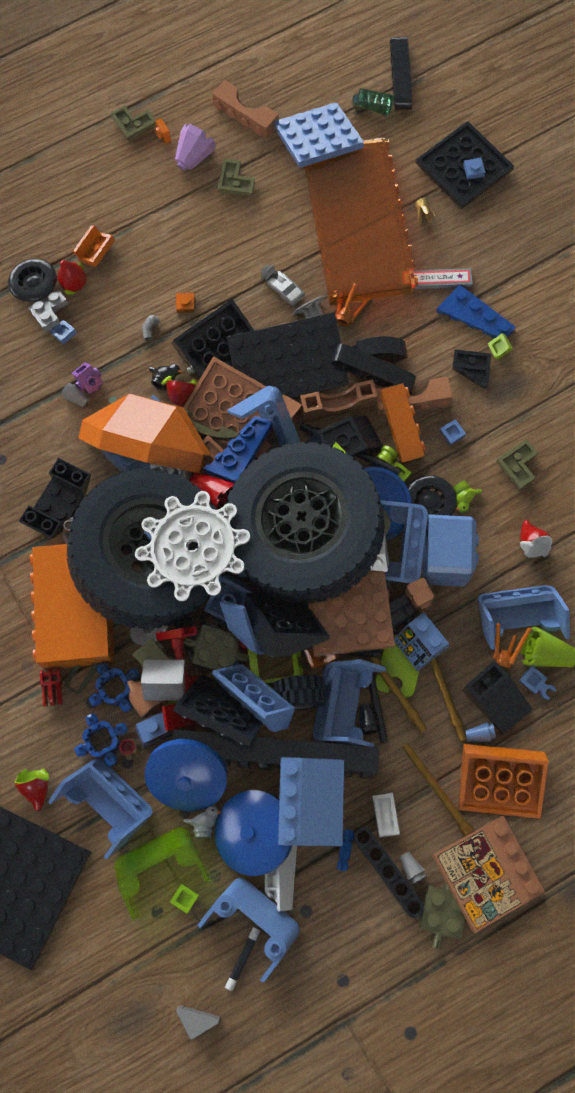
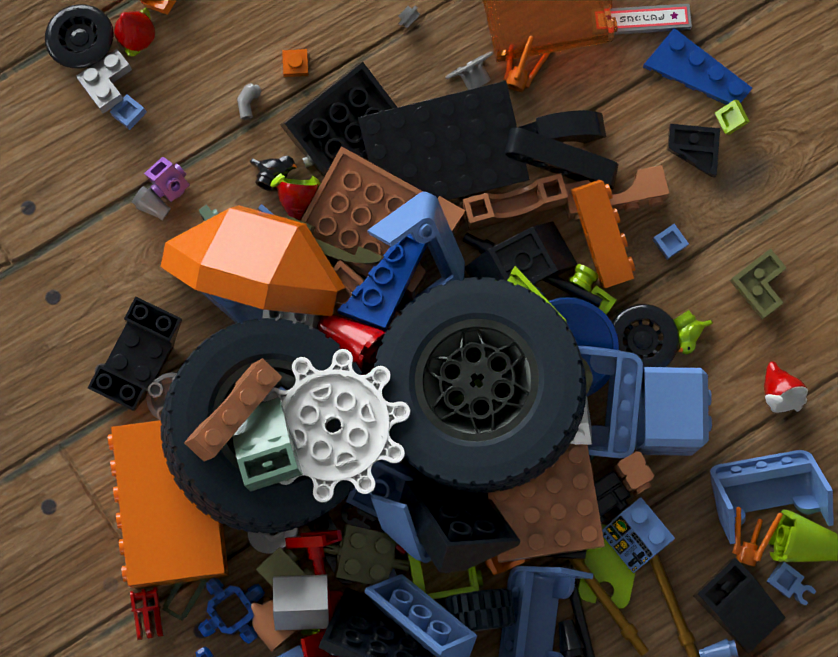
camera: 10 degrees left, 5 degrees up
(117, 530) = (233, 412): none -> nougat arch
(139, 557) = (266, 447): none -> sand green slope
(286, 288) = (434, 39): slope -> none

